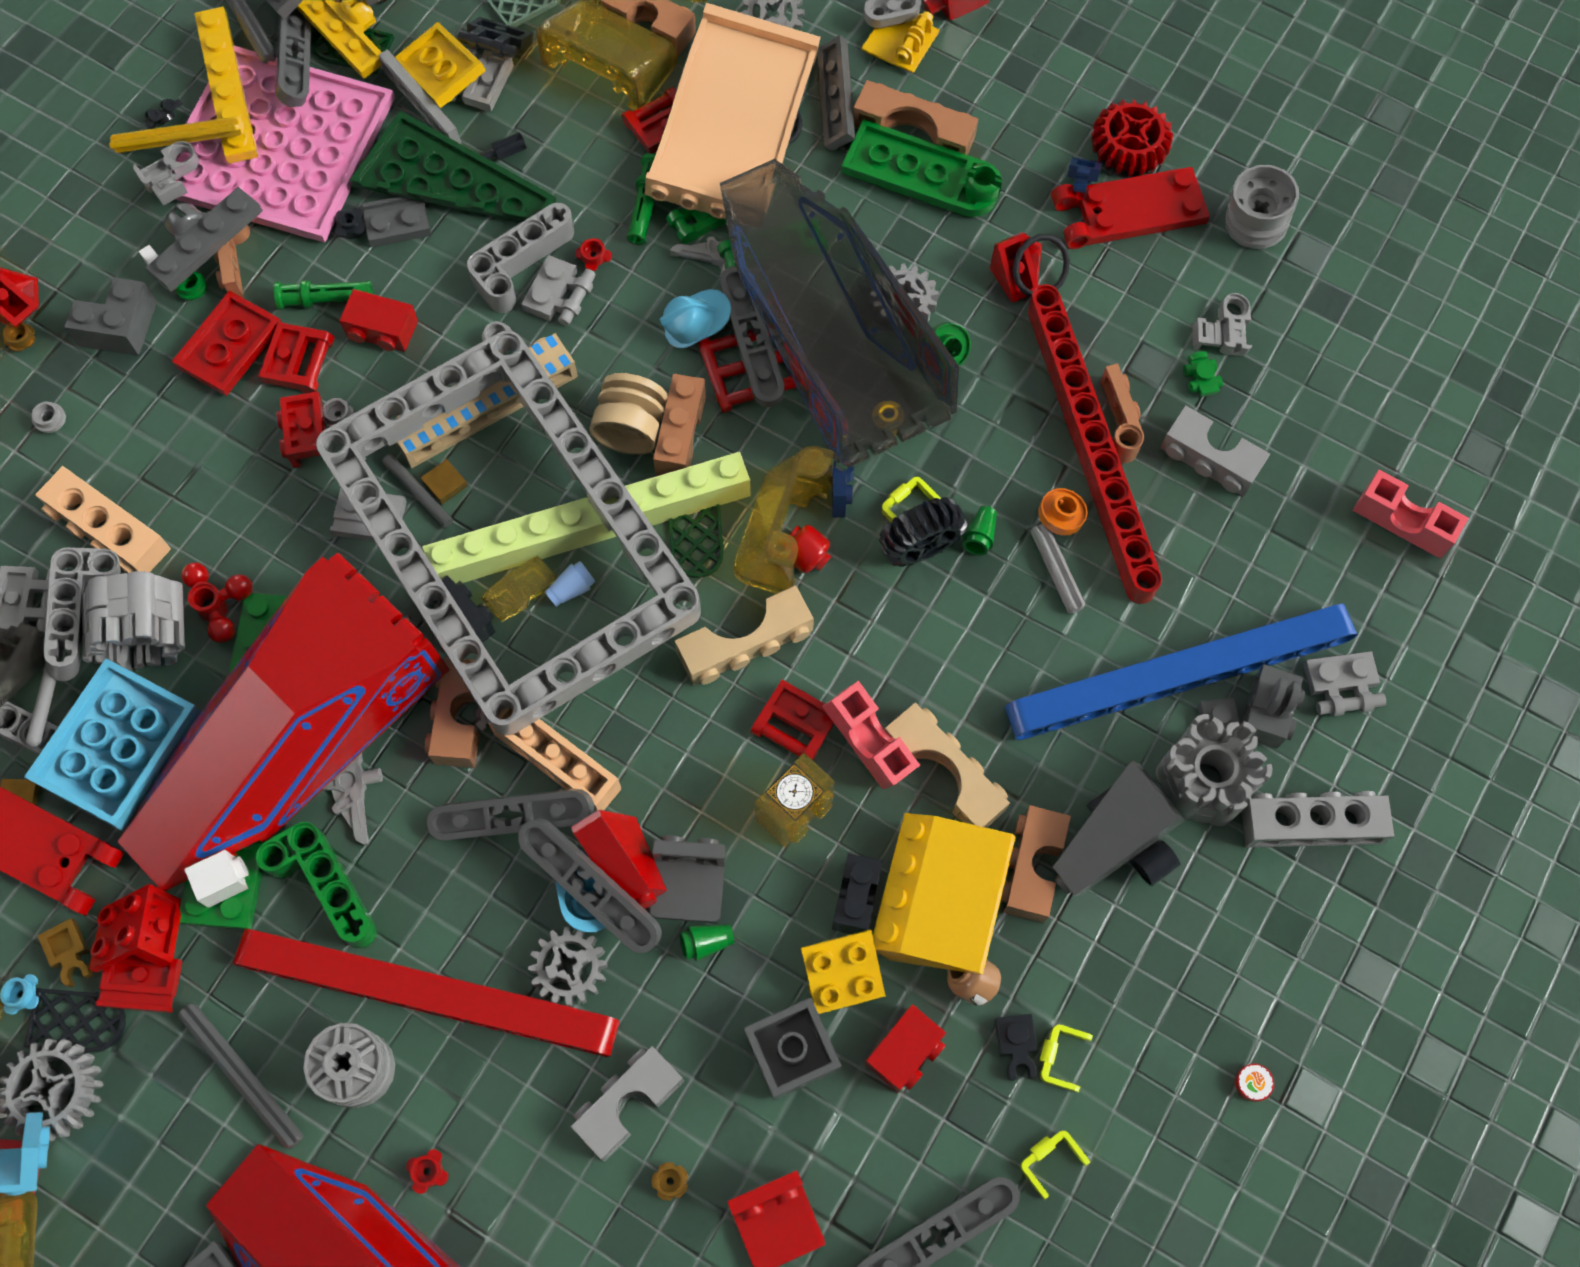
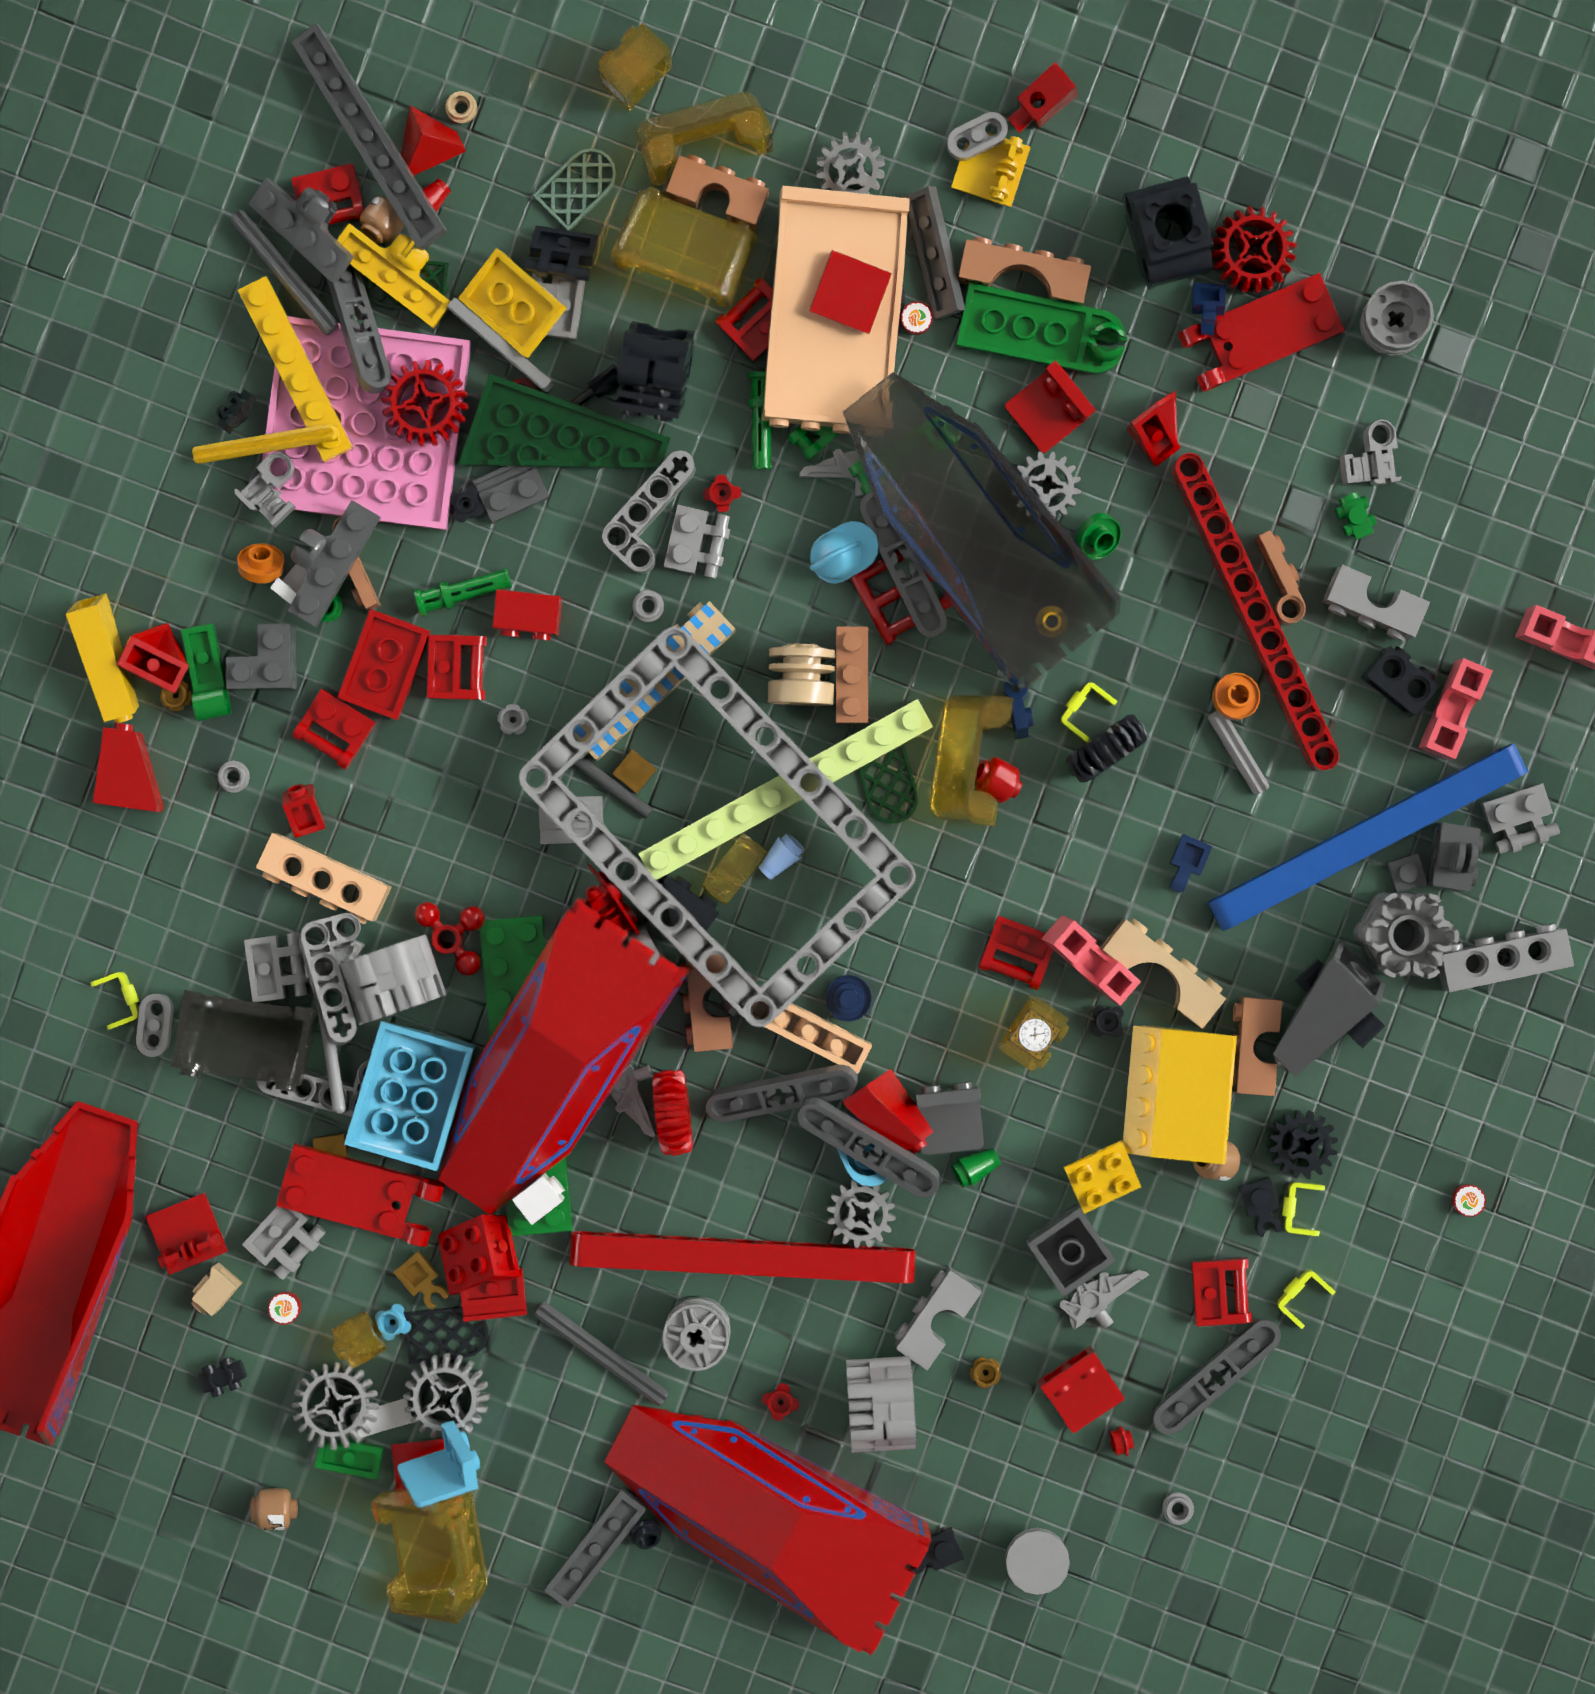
camera: 10 degrees left, 20 degrees up
(51, 337) = (206, 672): none -> green plate
(103, 457) = (302, 810): none -> red bracket
(137, 234) = (261, 563): none -> orange plate
(168, 385) = (339, 720): none -> red plate
(301, 423) = (486, 745): red bracket -> none
(326, 887) = (629, 1184): green beam -> none
(333, 125) = (411, 405): none -> red gear
(378, 568) = (608, 902): none -> red hinge
(387, 812) = (672, 1112): none -> red gear
(543, 1191) = (887, 1404): none -> light grey piece
(553, 128) = (654, 371): none -> black piece
(607, 736) = (848, 998): none -> dark blue plate
(708, 654) = (989, 855): tan arch -> none
(749, 97) = (850, 292): none -> red tile
(808, 144) = (916, 318): none -> tile
(811, 1116) = (1093, 1297): none -> light grey piece
(857, 894) = (1106, 1090): black brick -> none
(876, 802) = (1114, 1014): none -> black plate
(905, 1050) = (1166, 1230): red brick -> none
(923, 231) = (1050, 408): none -> red bracket
(945, 1135) = (1210, 1292): none -> red plate
(980, 532) = (1160, 728): green cone -> none
(991, 660) = (1190, 858): none -> dark blue plate
(1045, 237) = (1204, 423): black piece -> none
(1055, 100) = (1162, 259): none -> black piece
(1077, 994) = (1310, 1156): none -> black gear
(1225, 532) = (1396, 688): none -> black brick
(1286, 559) = (1460, 693): none -> coral arch

